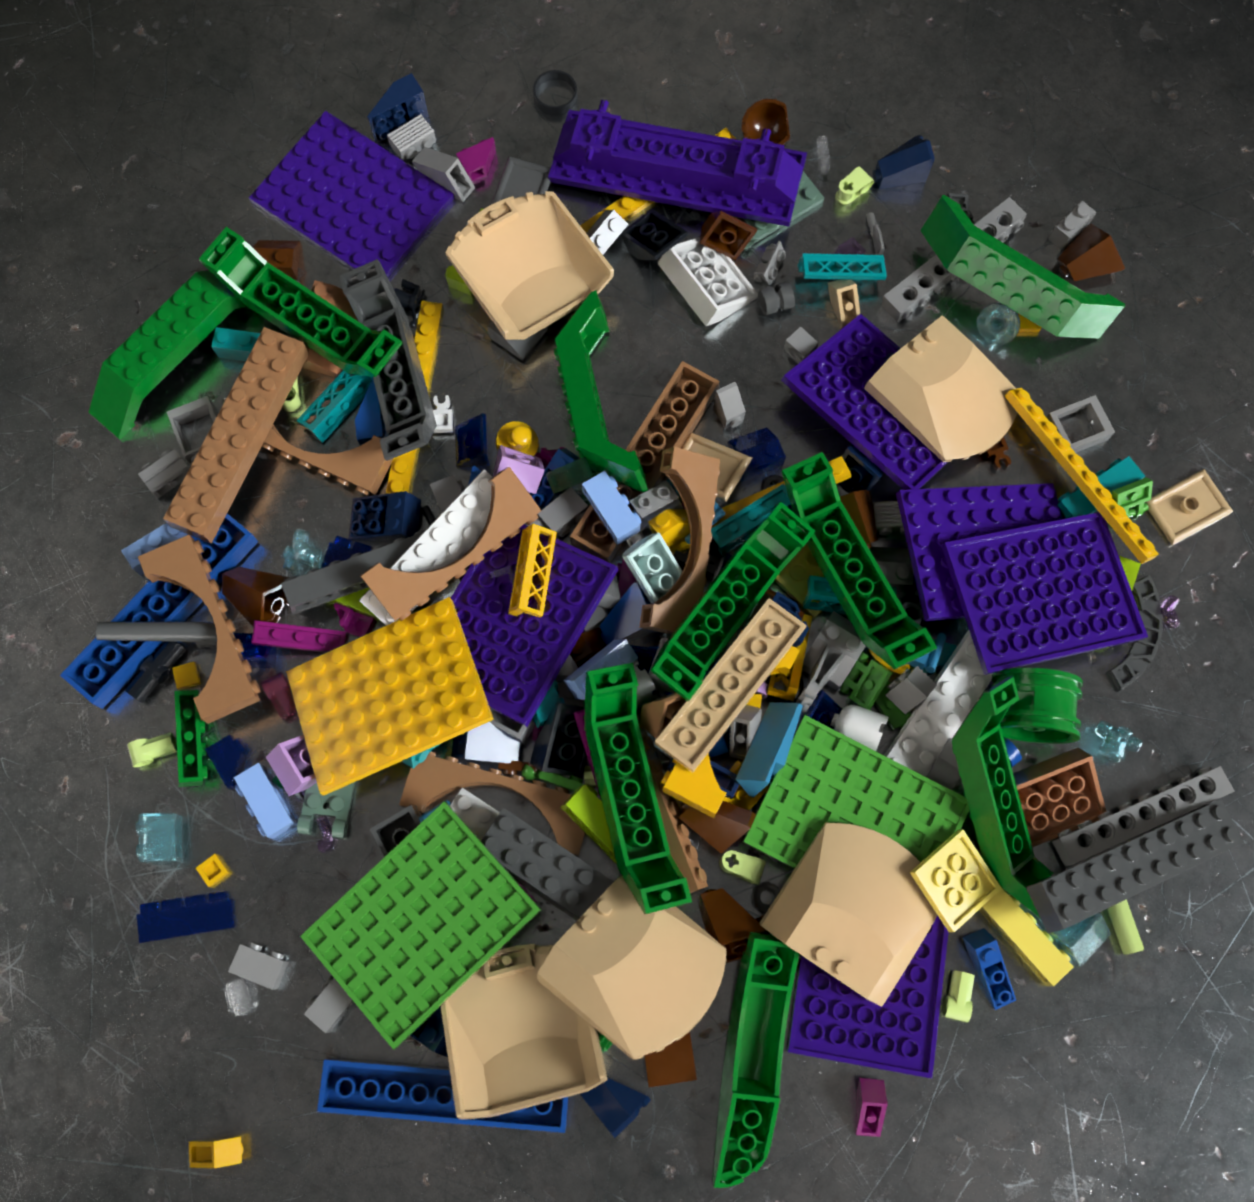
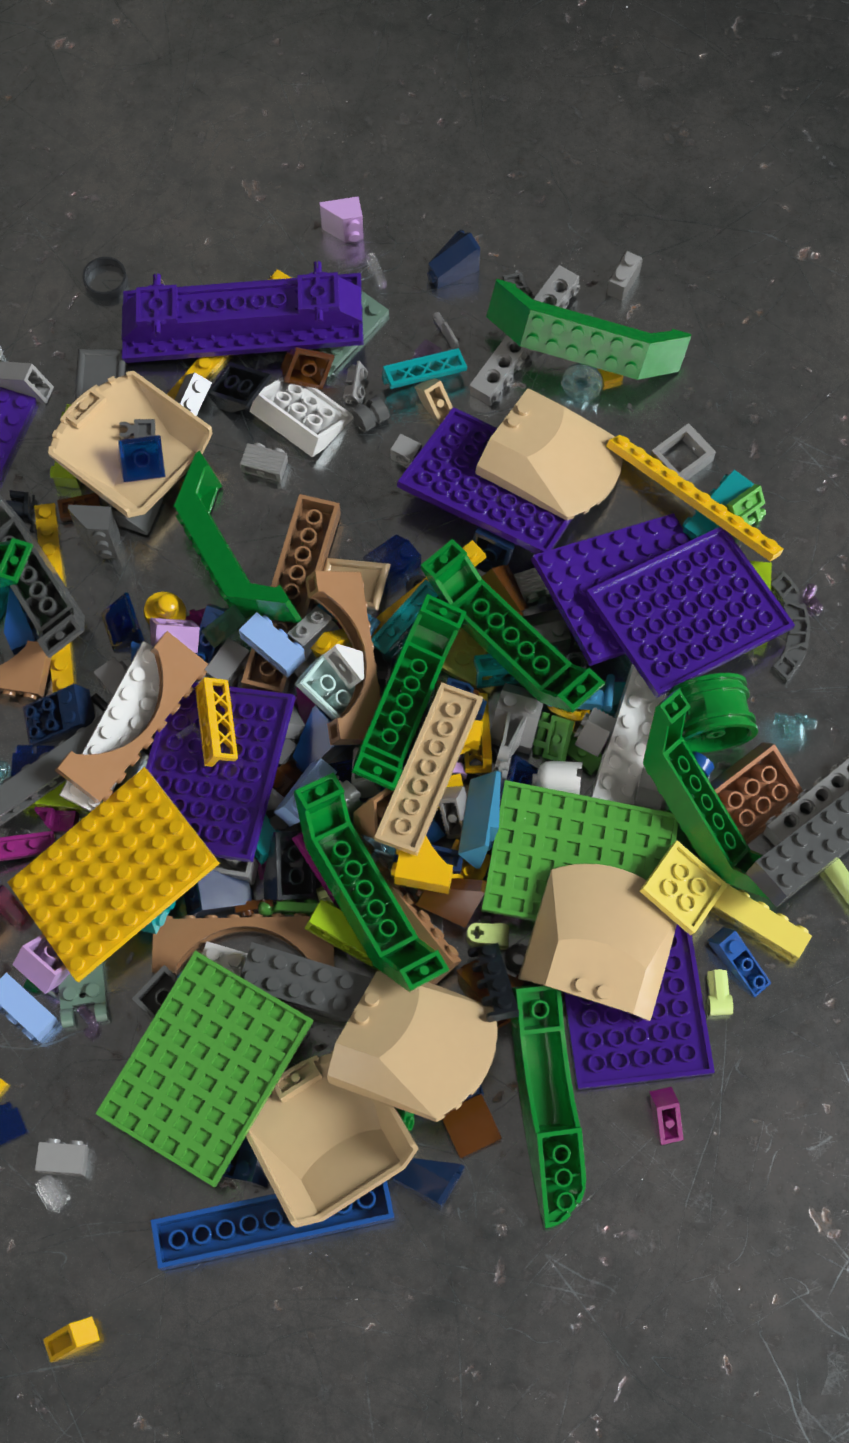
camera: 15 degrees left, 5 degrees down
(329, 1006) = (142, 1171): light grey brick -> none
(443, 416) = (87, 606): white plate -> none
(464, 314) = (87, 500): none -> reddish brown plate
(474, 341) = (97, 529): none -> dark grey slope
(478, 159) = (49, 359): magenta slope -> none
(536, 282) = (141, 458): none -> clear blue slope
(545, 254) = (141, 428): none -> dark grey plate
(657, 318) = (264, 462): none -> light grey brick
(680, 549) = (347, 664): none -> white slope
(729, 406) = (355, 523): light grey slope -> none
(736, 922) = (496, 982): none -> black hinge
(769, 115) = (312, 248): reddish brown cylinder -> none
(805, 93) = (342, 219): none -> lavender slope
(853, 186) = (413, 292): yellowish green piece -> none
(997, 453) = (615, 499): reddish brown plate -> none
(1082, 938) = (811, 906): clear light blue slope -> none
(1090, 255) = (648, 299): reddish brown slope -> none
(1188, 506) = (801, 501): tan piece -> none

